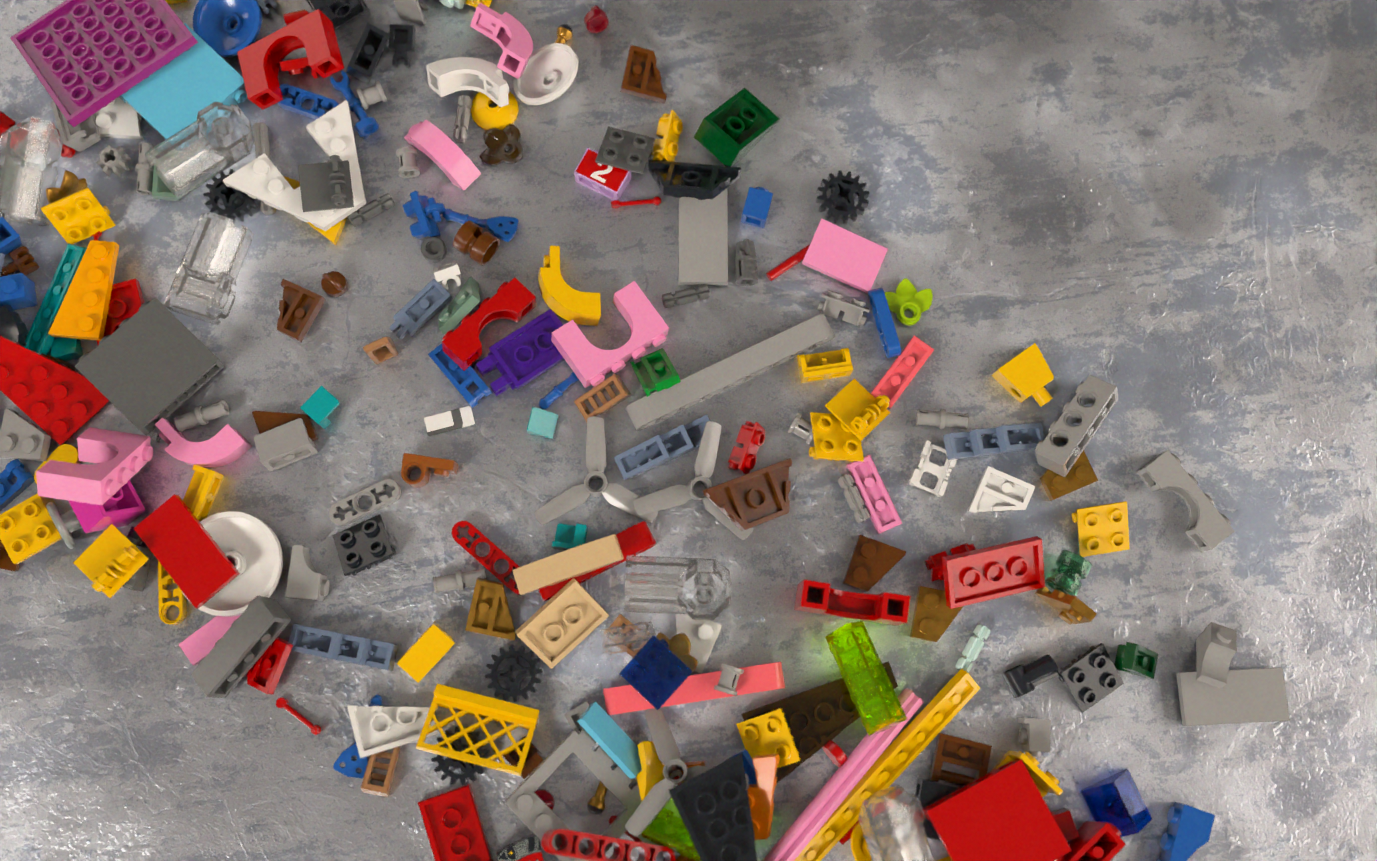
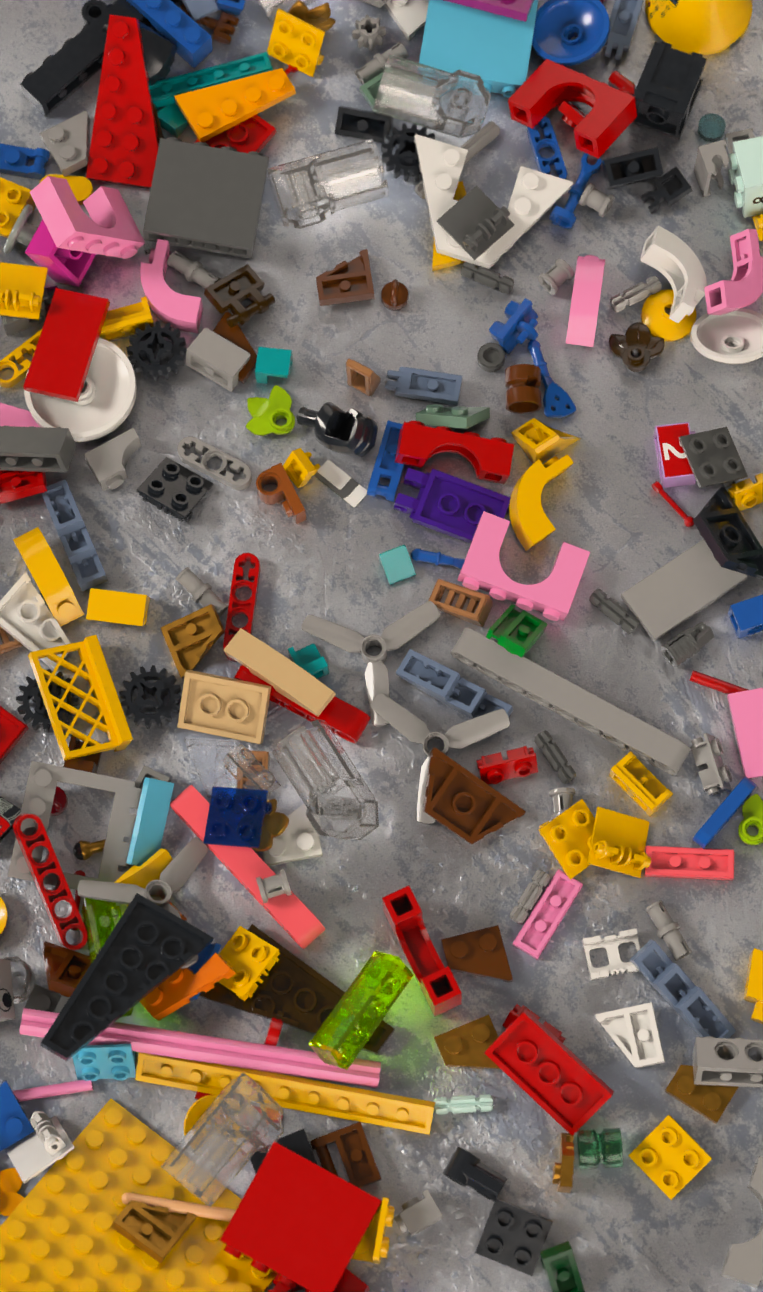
camera: 65 degrees right, 5 degrees down
(182, 215) = (362, 124): none -> black slope
(239, 395) = (236, 288): none -> dark brown plate
(251, 476) = (145, 346): none -> black gear
(354, 434) = (268, 411): none -> lime plate
(362, 689) = (48, 576): none -> yellow arch
(408, 396) = (341, 430): none -> black piece
(416, 441) = (299, 467): none -> yellow tile
(447, 271) = (476, 382): white tile -> none
(522, 259) = (541, 441): none -> yellow slope
(763, 410) = (555, 757): none -> dark grey axle

